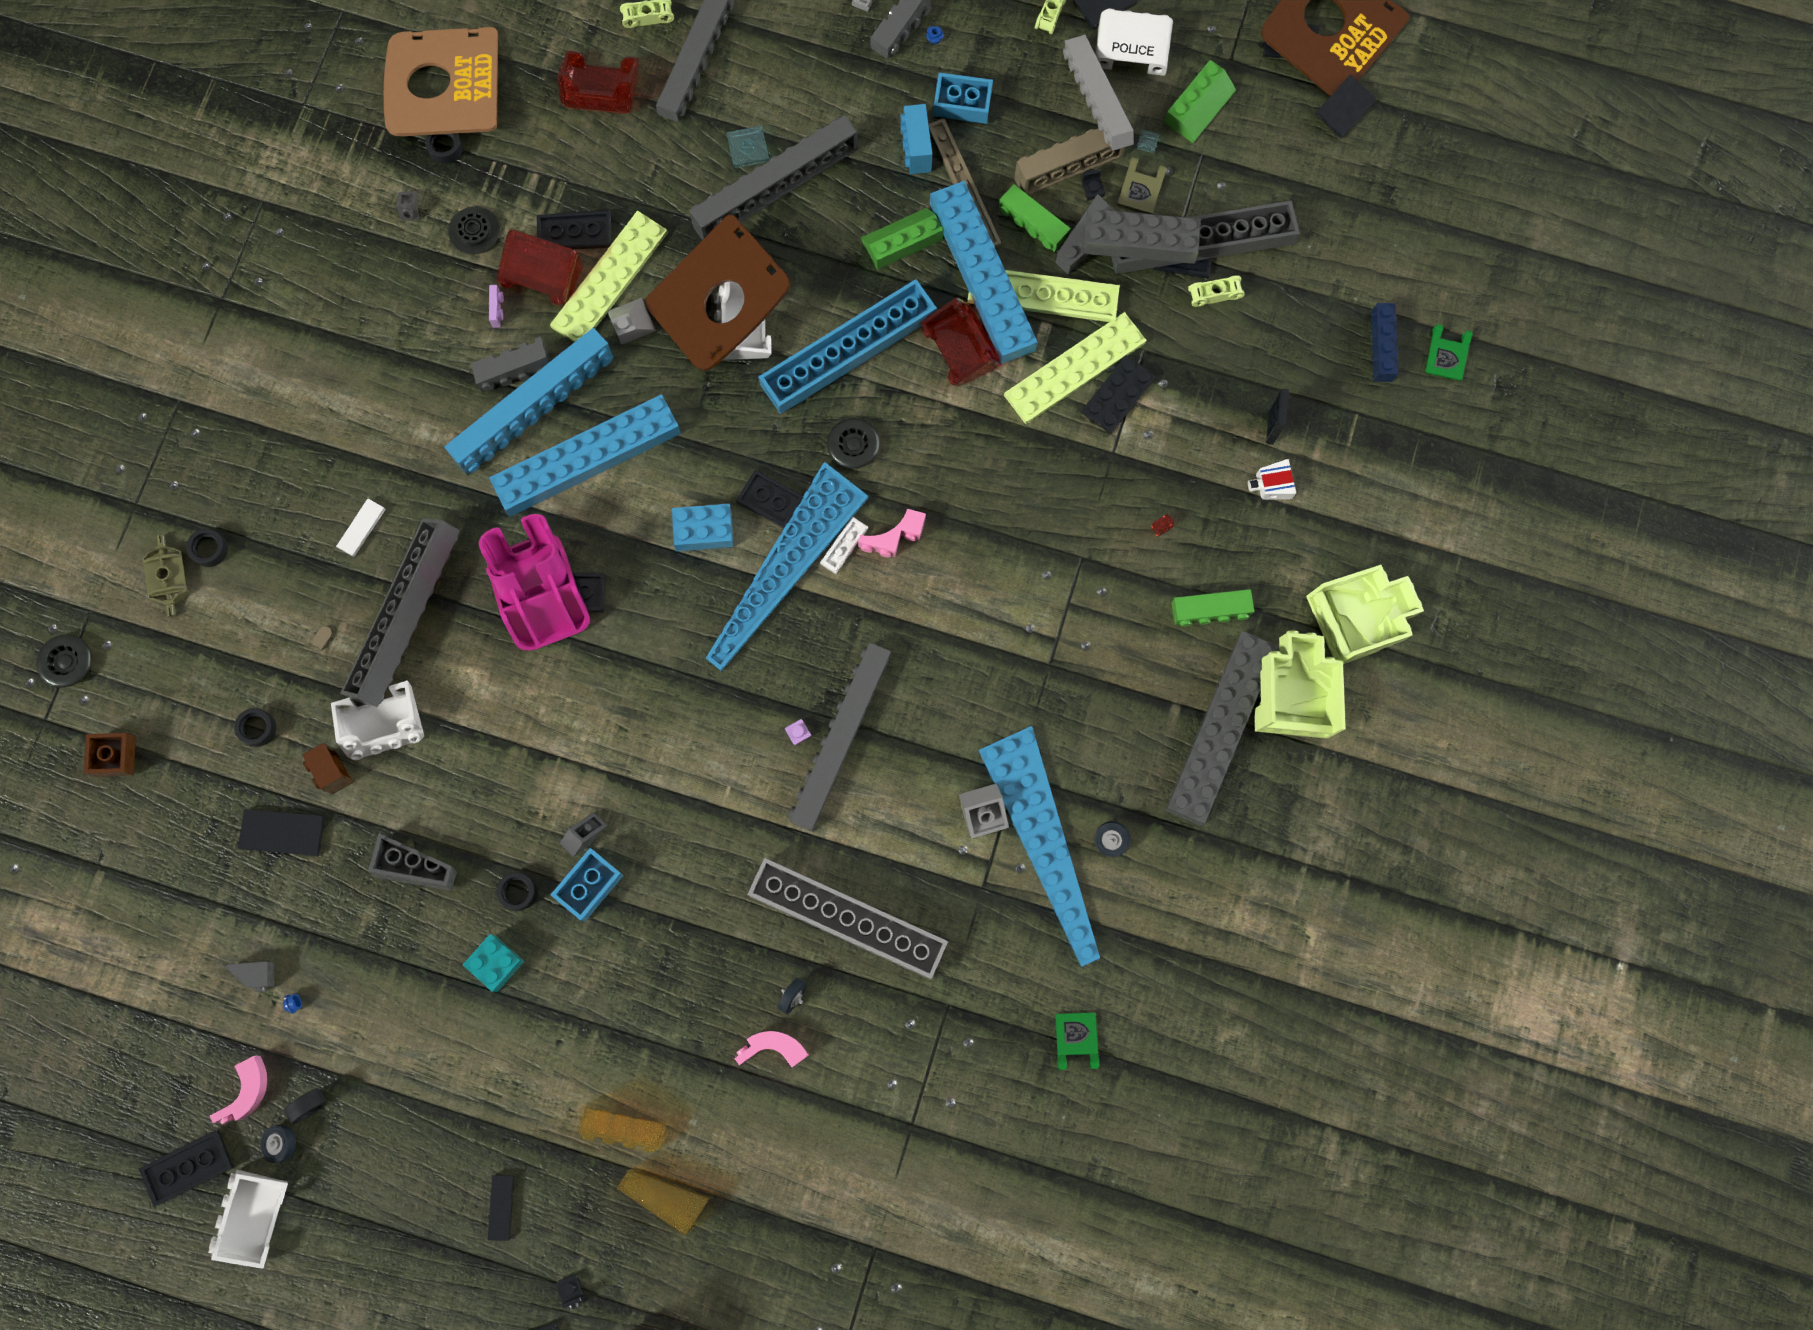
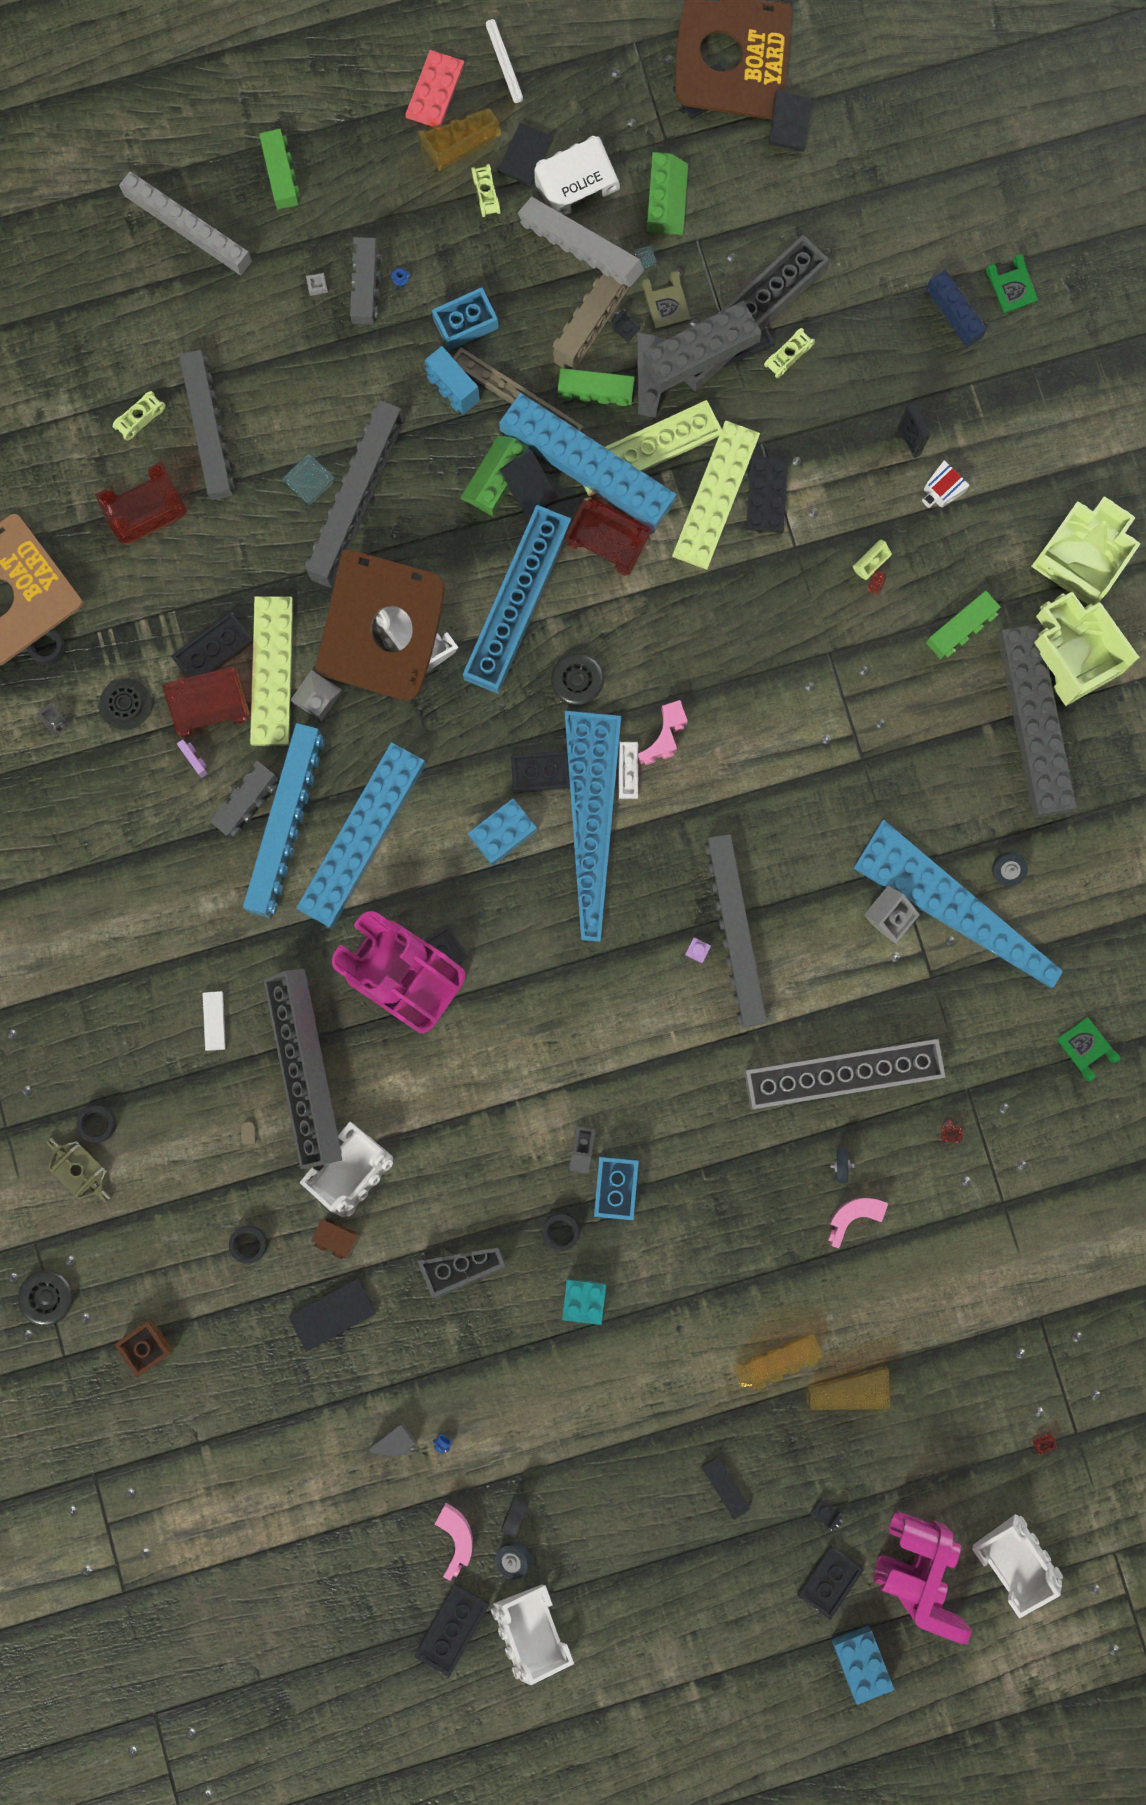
camera: 30 degrees left, 5 degrees up
(909, 1029) = (959, 1130): none -> clear red piece
(922, 257) = (528, 482): none -> black tile
(1171, 503) = (872, 560): none -> yellowish green brick

